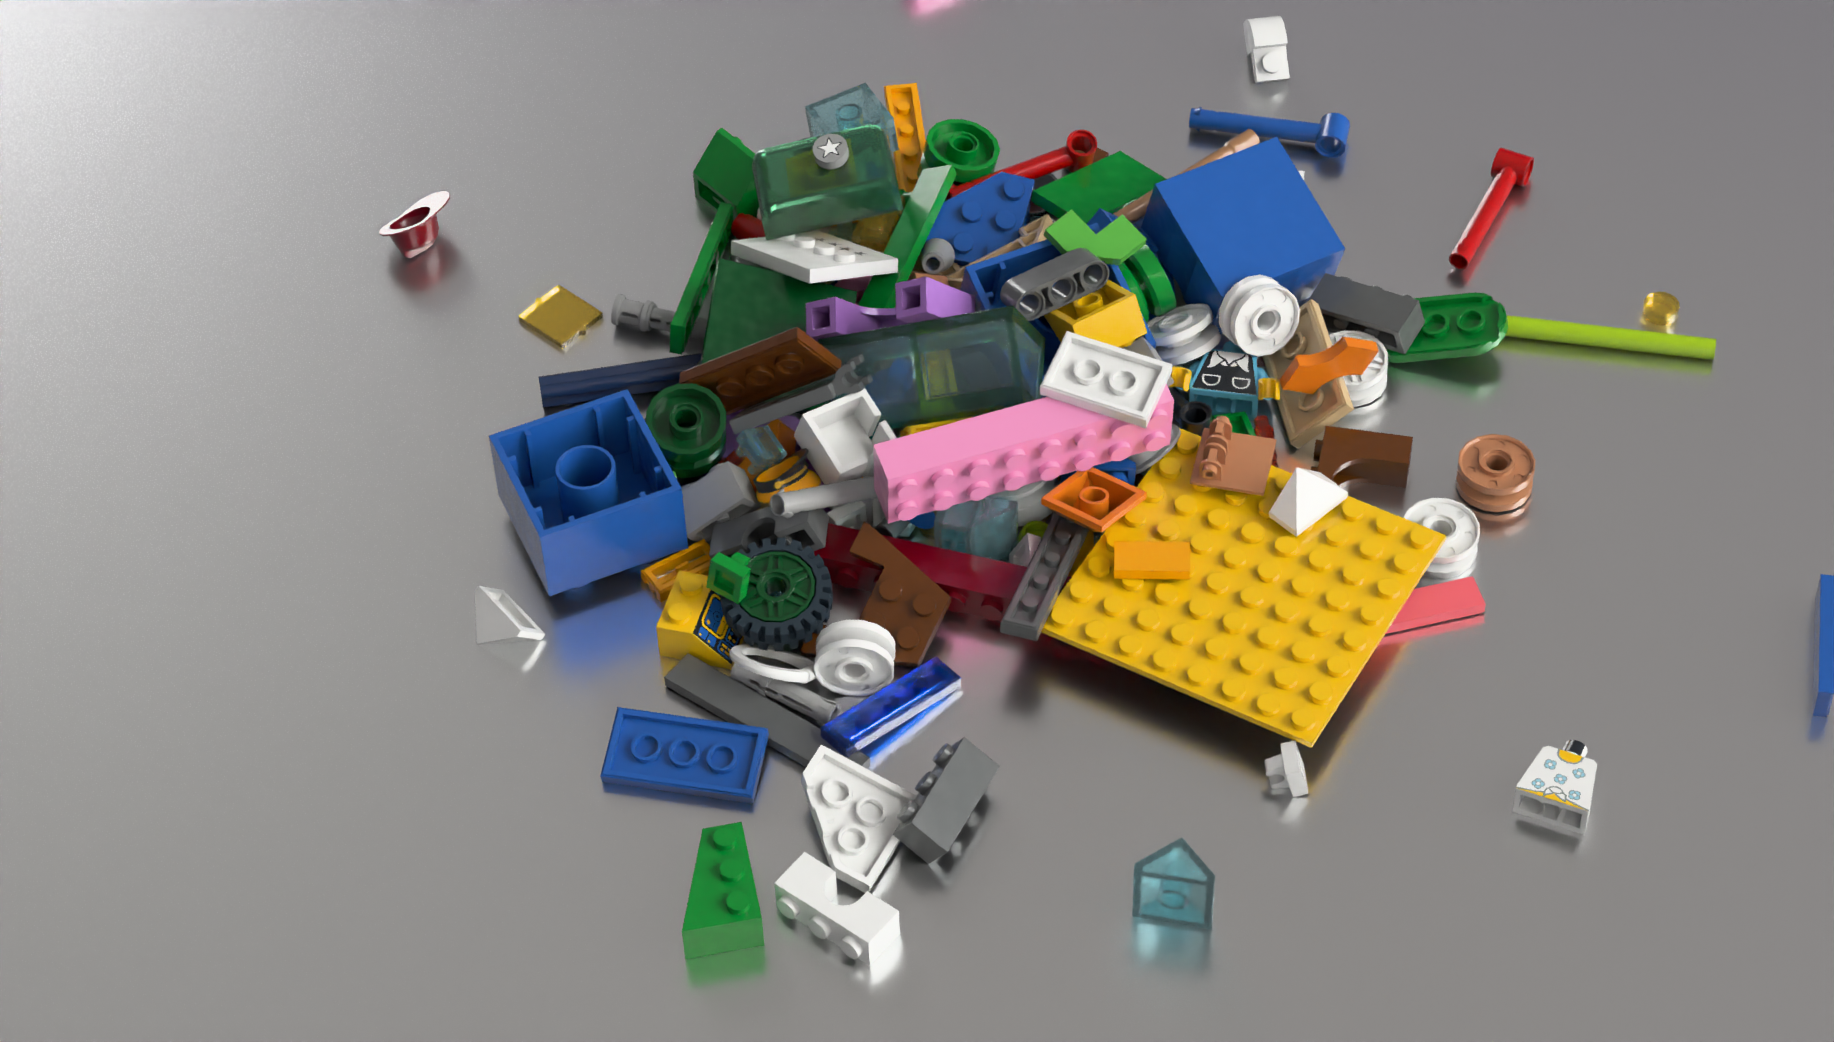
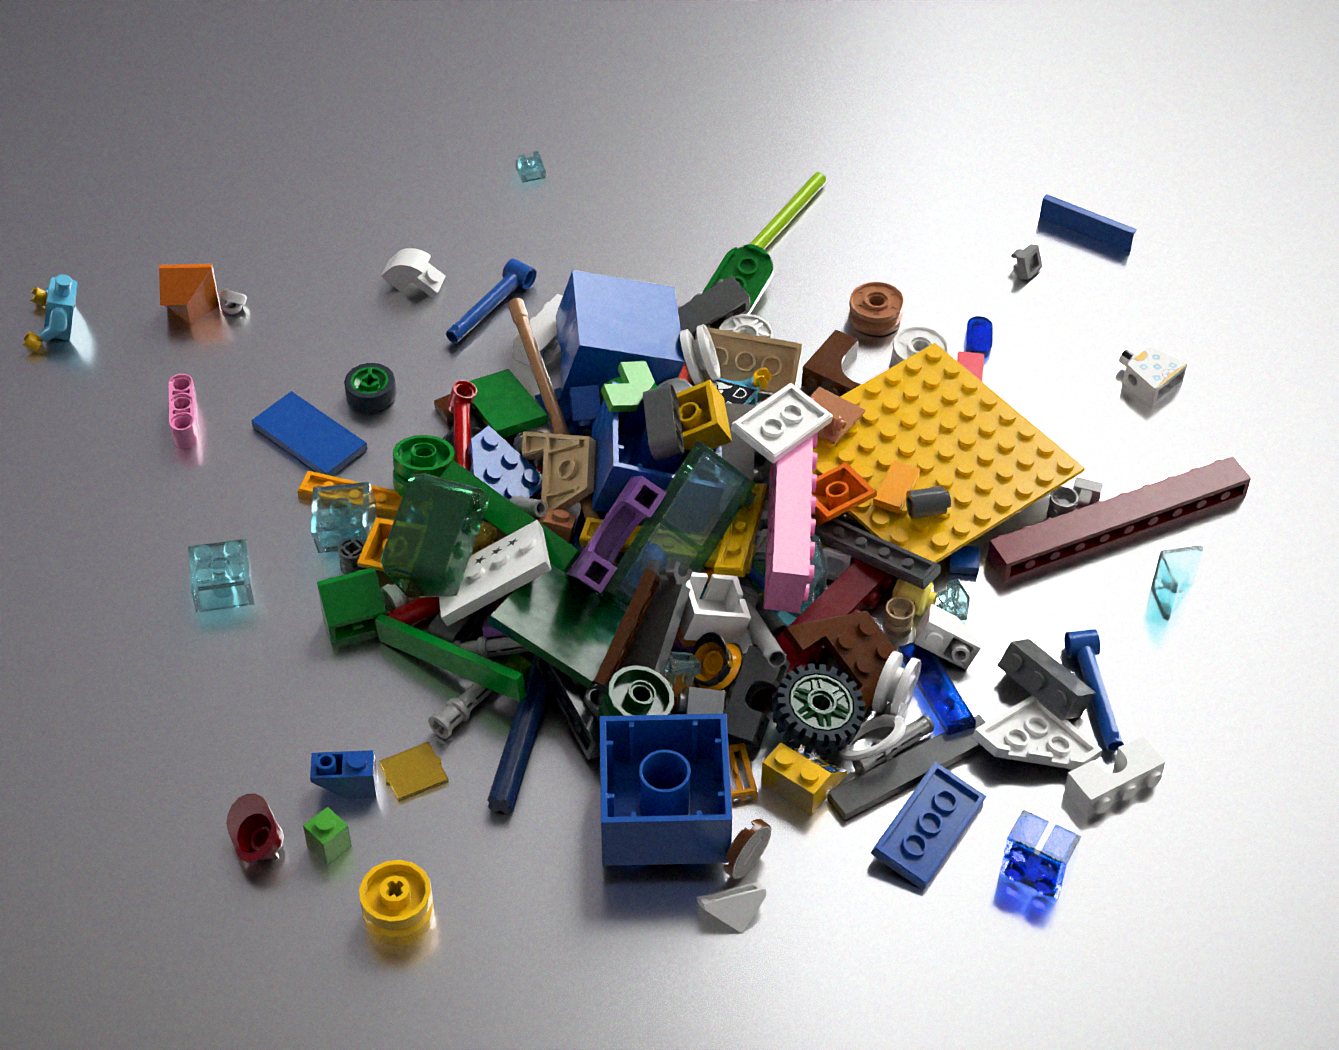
camera: 70 degrees left, 0 degrees up
(380, 354) = (396, 902): none -> yellow wheel
(438, 276) = (327, 835): none -> bright green brick
(519, 260) = (345, 773): none -> blue slope
(561, 597) = (747, 849): none -> tile
(668, 853) = (1041, 869): none -> clear blue piece
(723, 897) = (1101, 835): green wedge -> none
(728, 73) = (221, 575): none -> clear light blue brick
(729, 576) = (812, 719): green tile -> none
(830, 151) = (427, 508): light grey tile -> none
(963, 684) = (946, 637): none -> white slope
(972, 66) = (309, 434): none -> blue tile
(977, 641) = (899, 617): none -> tan wheel
(1021, 654) = (921, 598): none -> light yellow head
(1025, 828) = (1085, 647): none -> blue piece
(1033, 688) = (955, 600): none -> clear light blue tile
(1068, 83) = (370, 387): none -> black wheel
(1113, 683) = (965, 560): none -> blue tile
(1132, 589) = (927, 502): none -> dark grey brick
(1252, 748) = (1062, 501): none -> light grey wheel
(1272, 817) = (1117, 518): none -> brick
(1305, 500) = (882, 394): white slope -> none
(1344, 358) = (771, 336): orange tile -> none
(1507, 170) = (612, 204): red piece -> none
(1520, 593) = (979, 335): none -> clear blue tile
(1531, 81) = (530, 168): none -> clear light blue tile
(1661, 308) = (770, 188): clear yellow tile -> none
(1694, 601) = (1028, 261): none -> light grey tile

